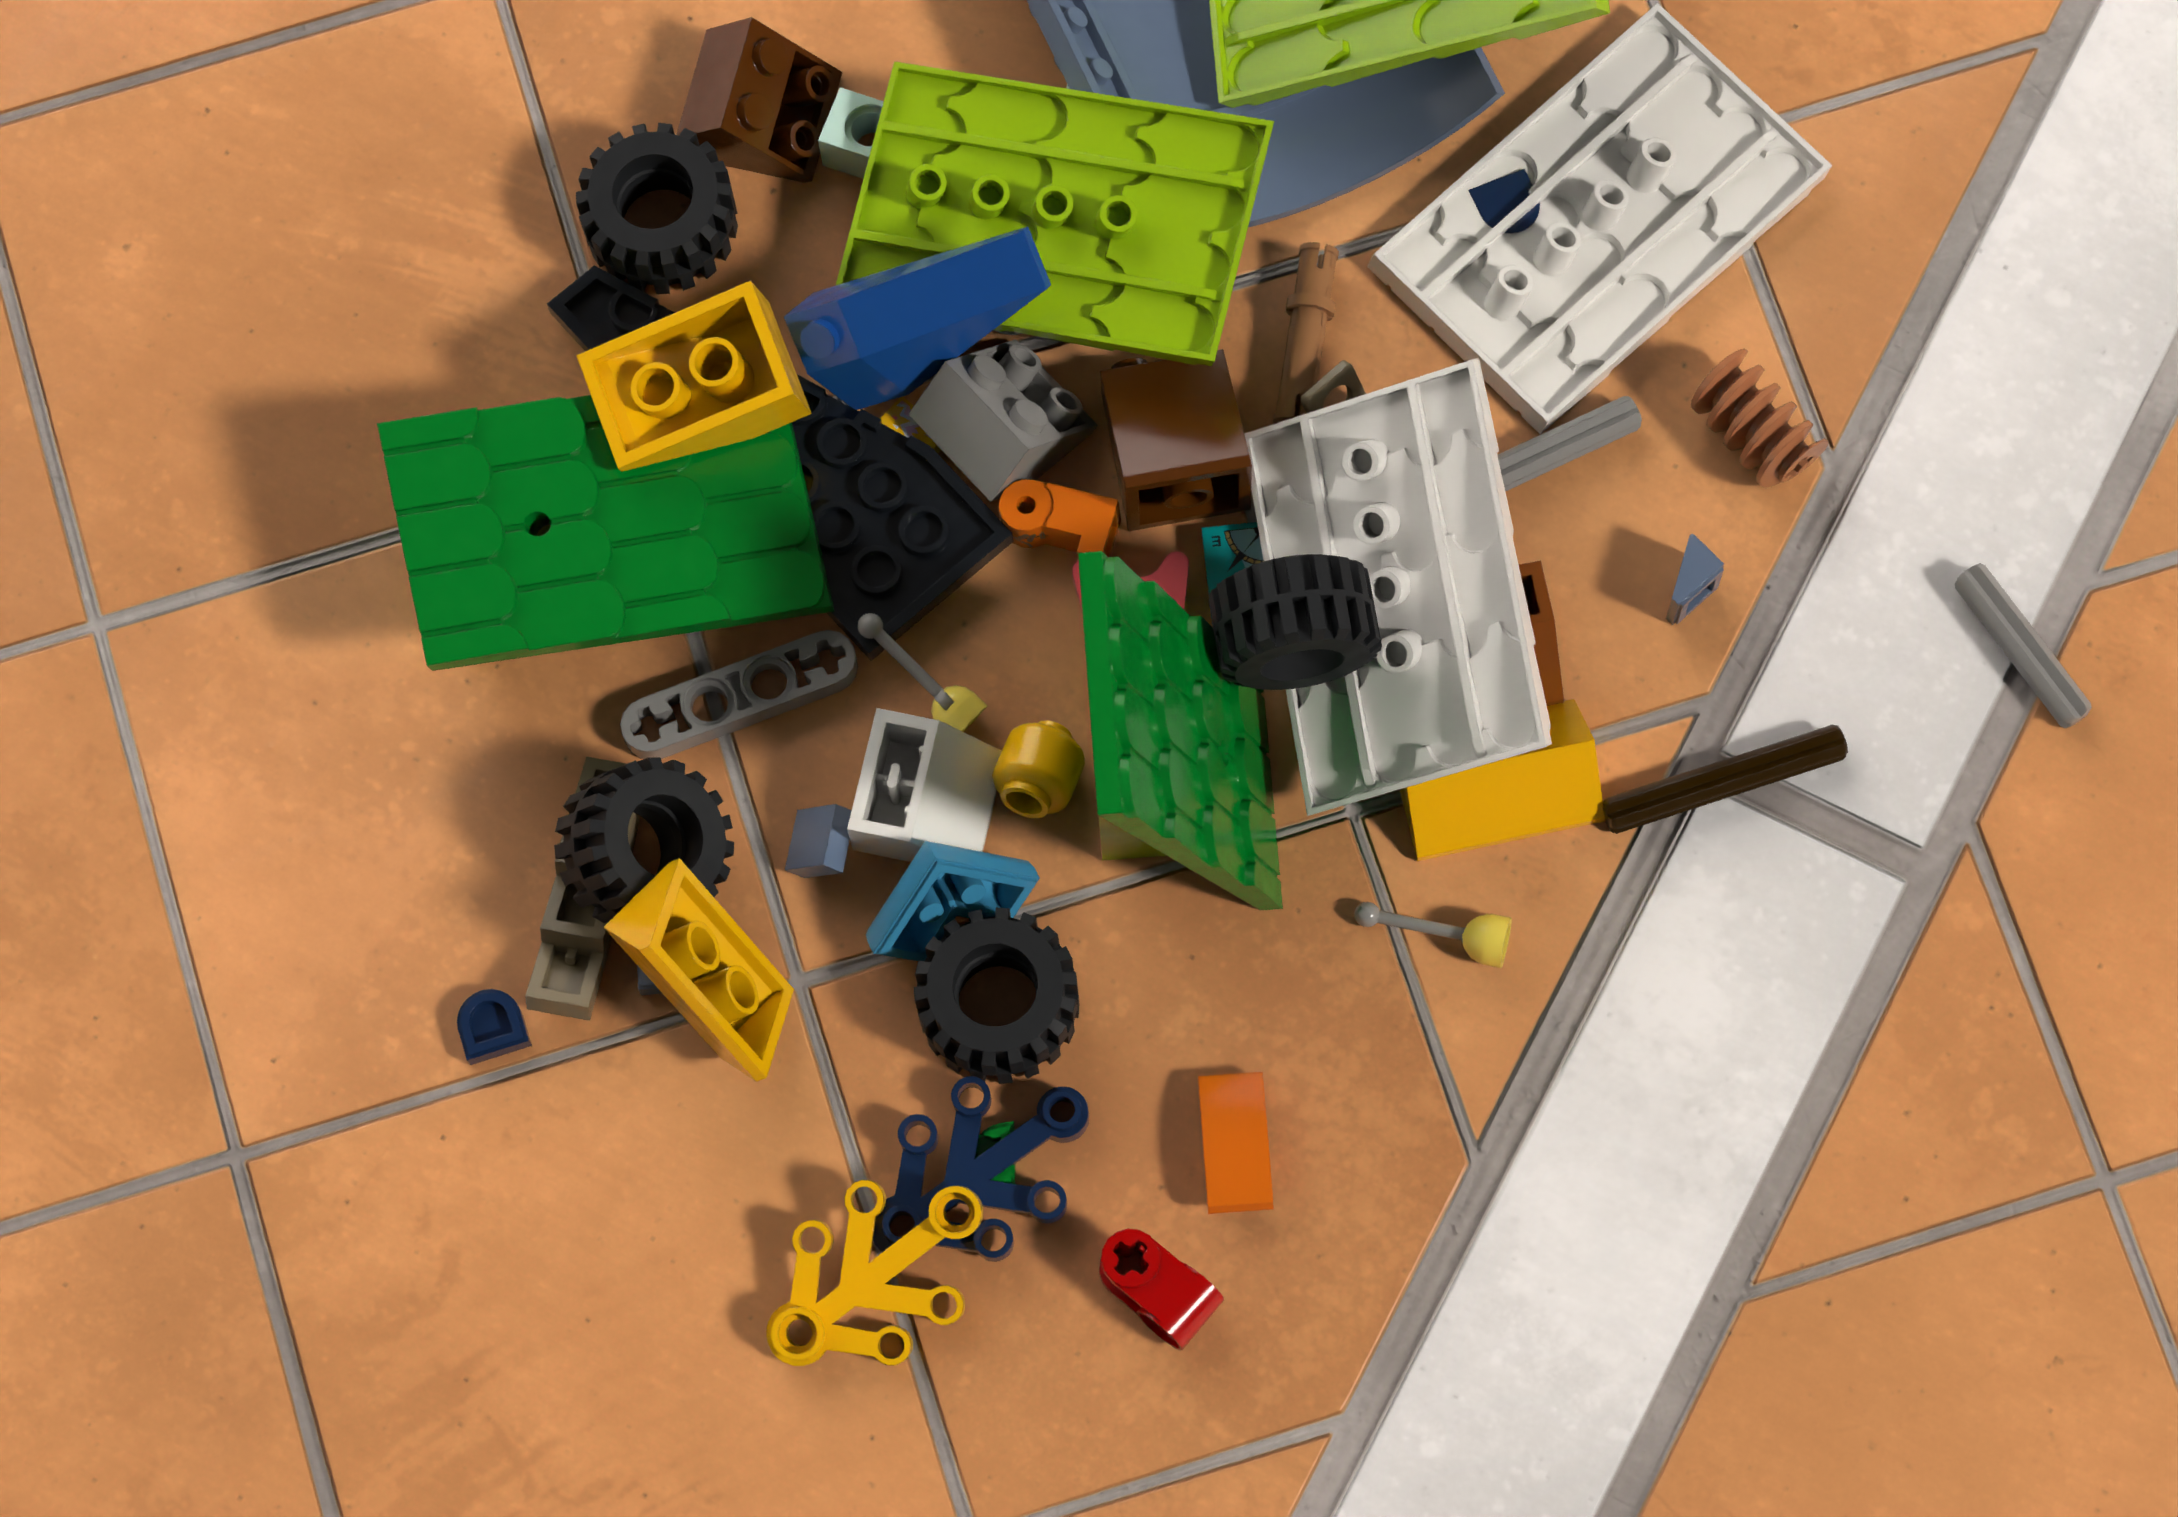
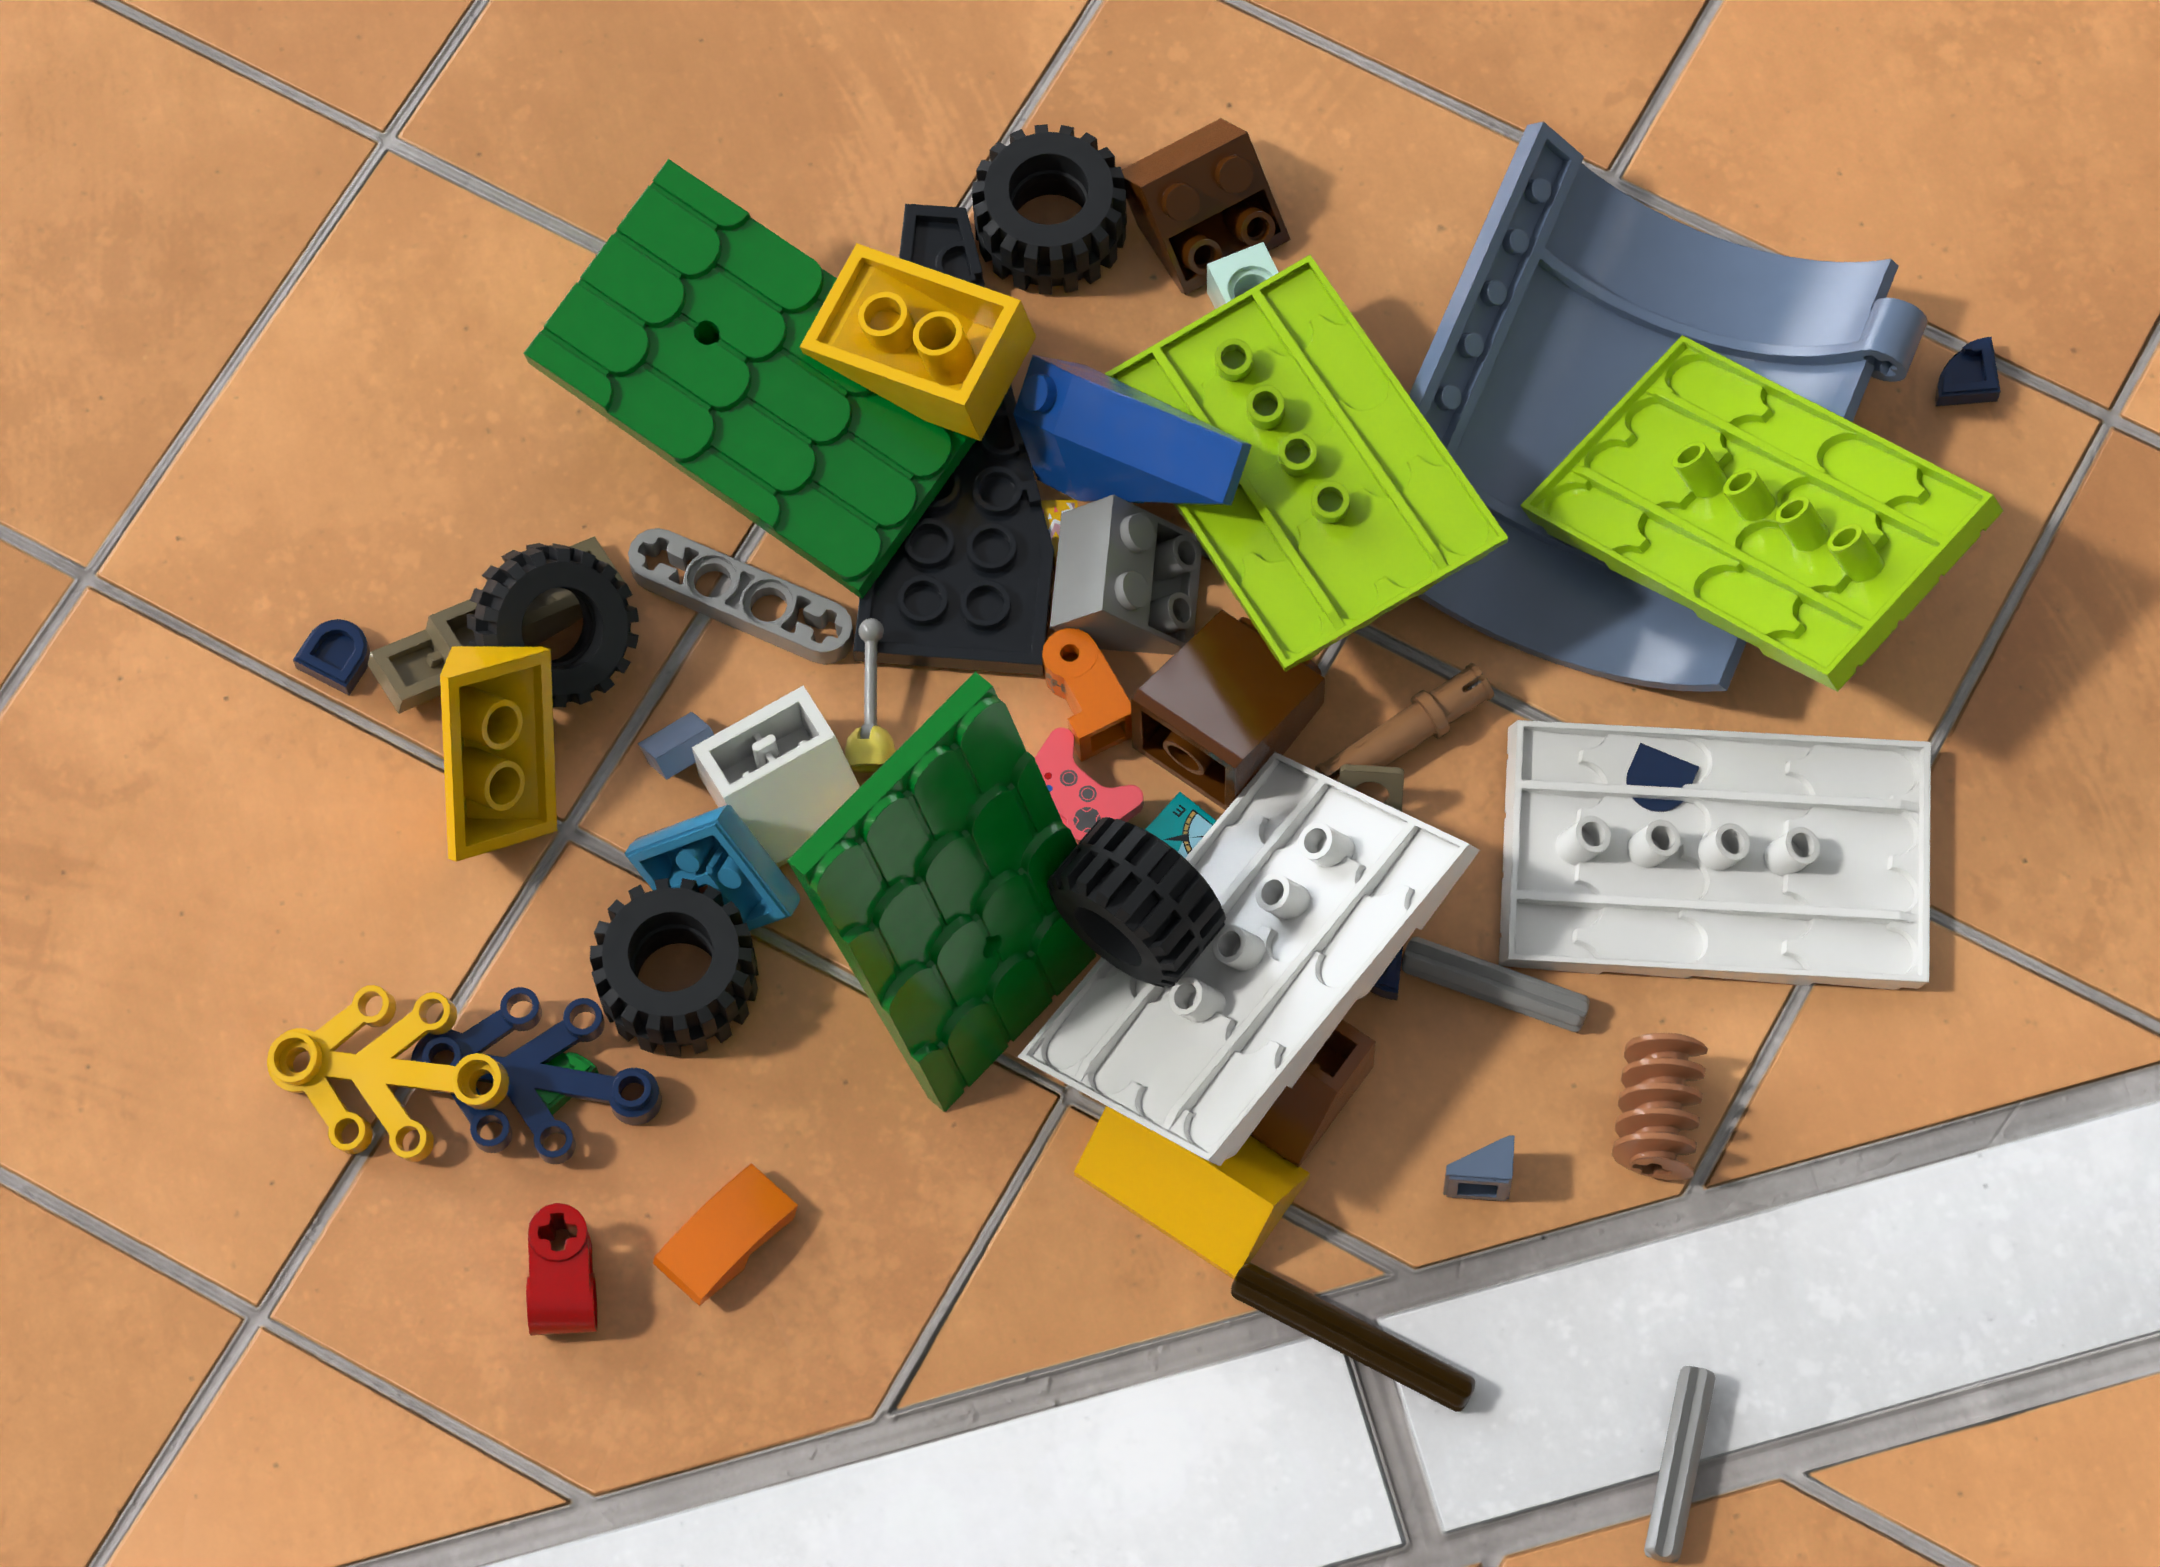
camera: 45 degrees right, 5 degrees down
(1483, 937) = (1053, 1272): hinge -> none

